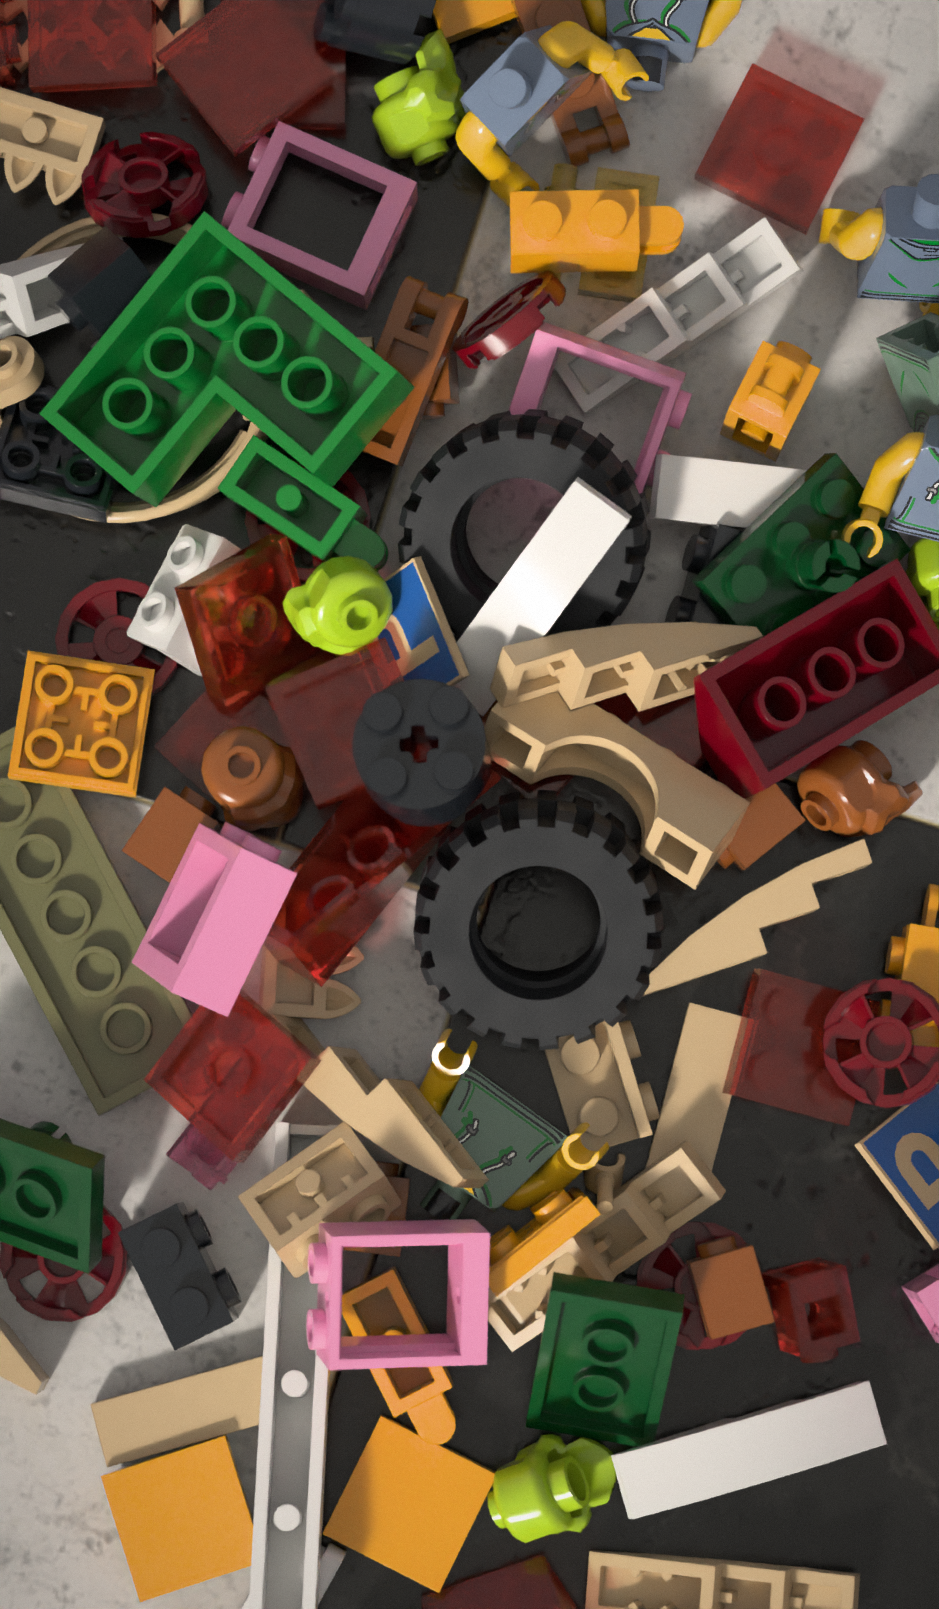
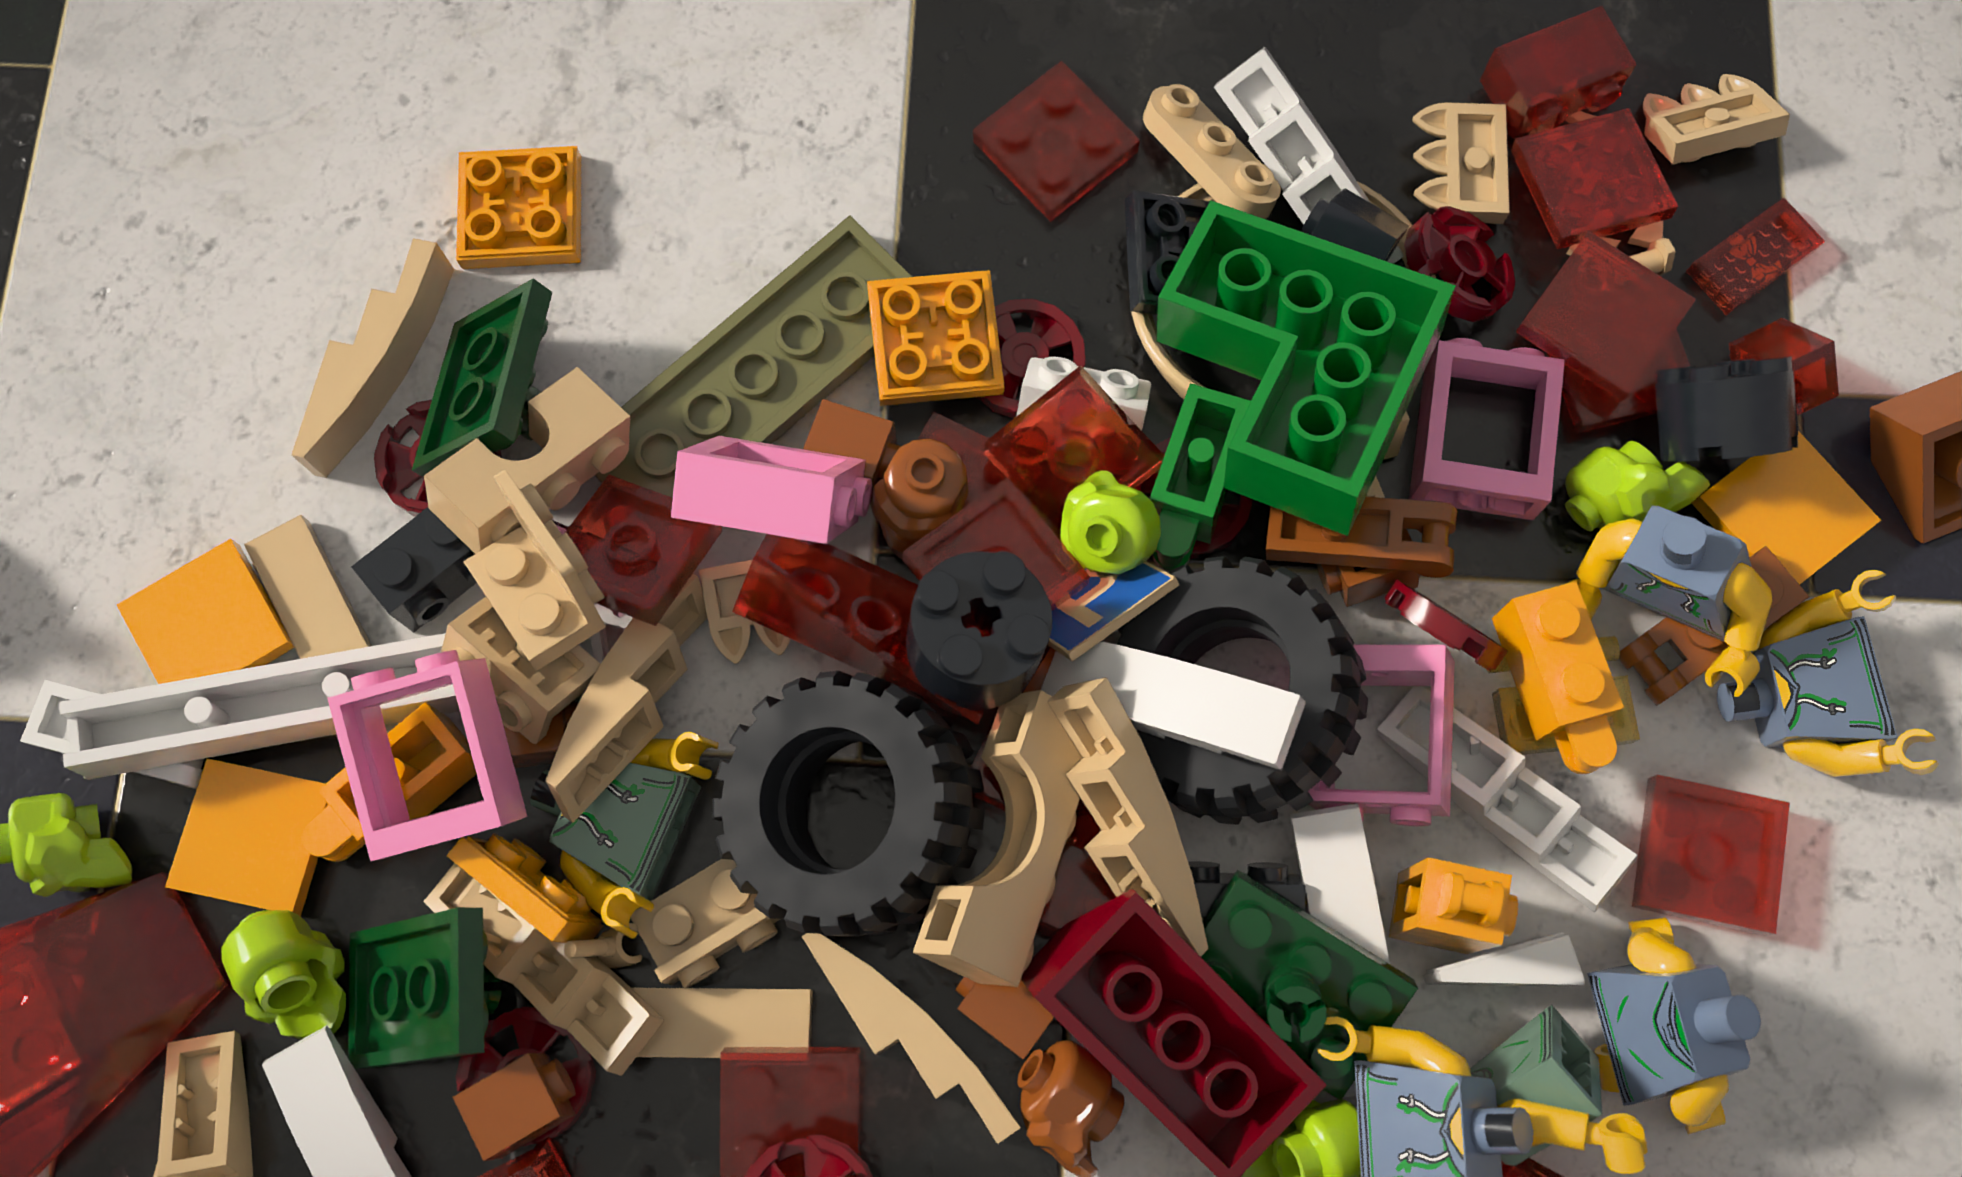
camera: 75 degrees right, 10 degrees down
(150, 1194) = (579, 437): none -> tan arch
(257, 1160) = (538, 580): none -> tan bracket
(833, 344) = (1533, 963): none -> white slope

